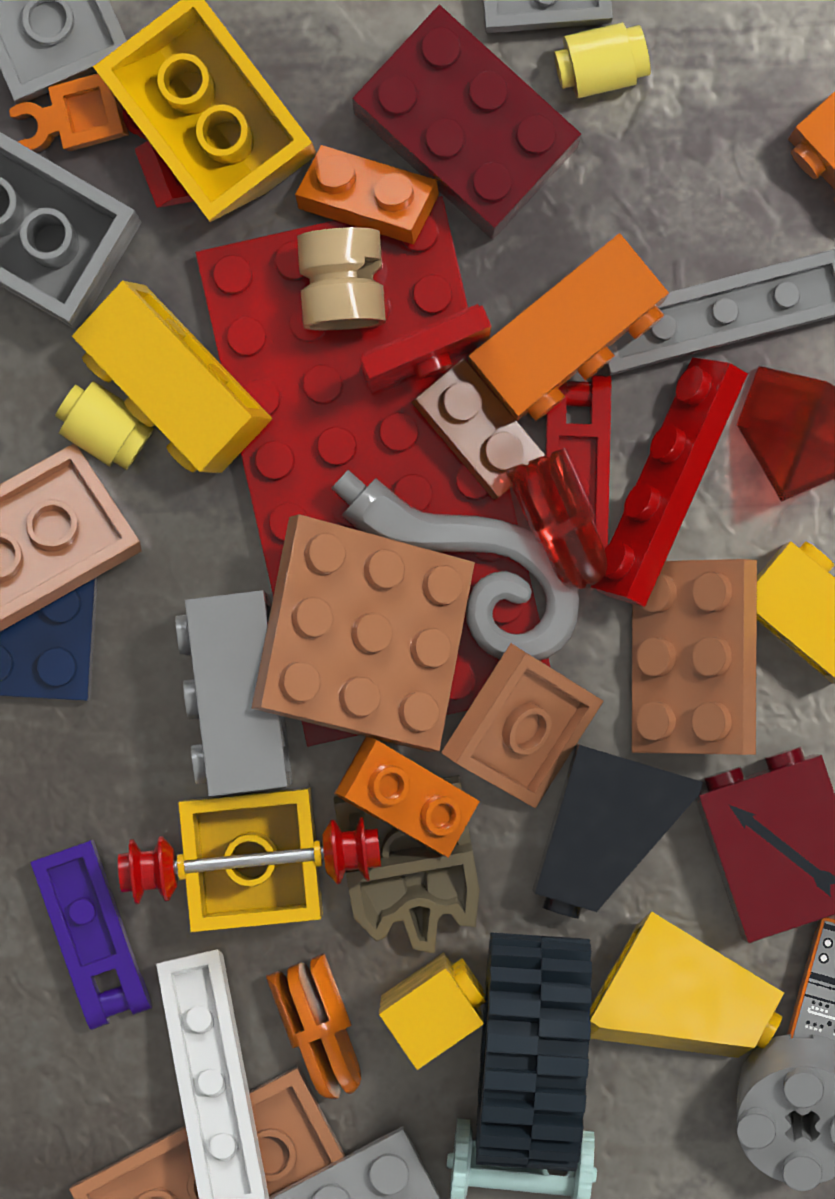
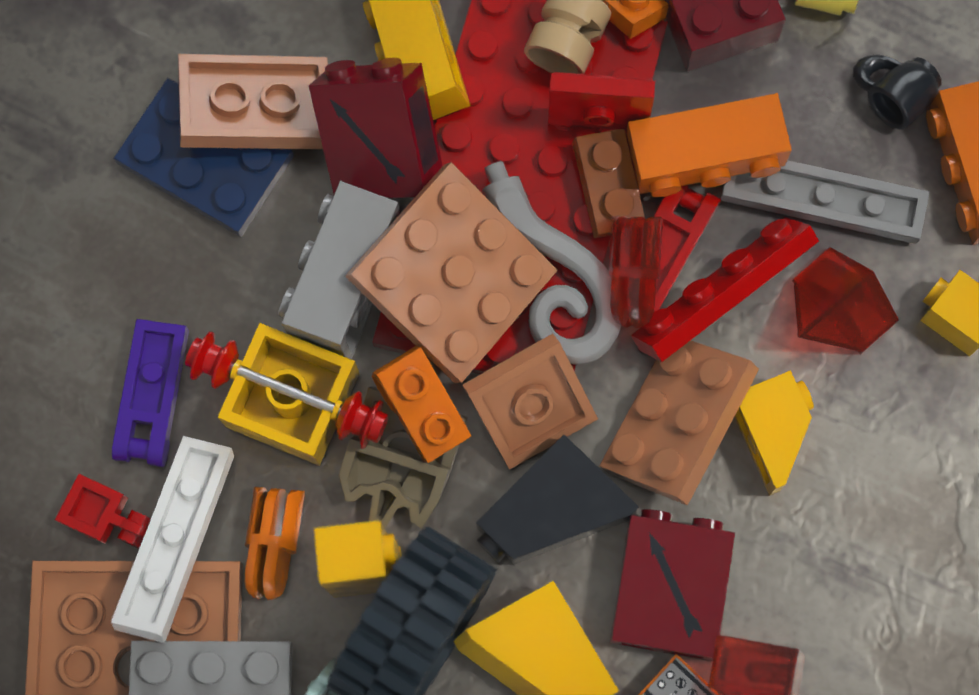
camera: 30 degrees right, 10 degrees down
(102, 425) = (348, 42): light yellow brick -> none
(105, 1095) = (97, 509): none -> red plate
(188, 512) = (376, 126): none -> dark red brick
(751, 143) = (900, 93): none -> black piece

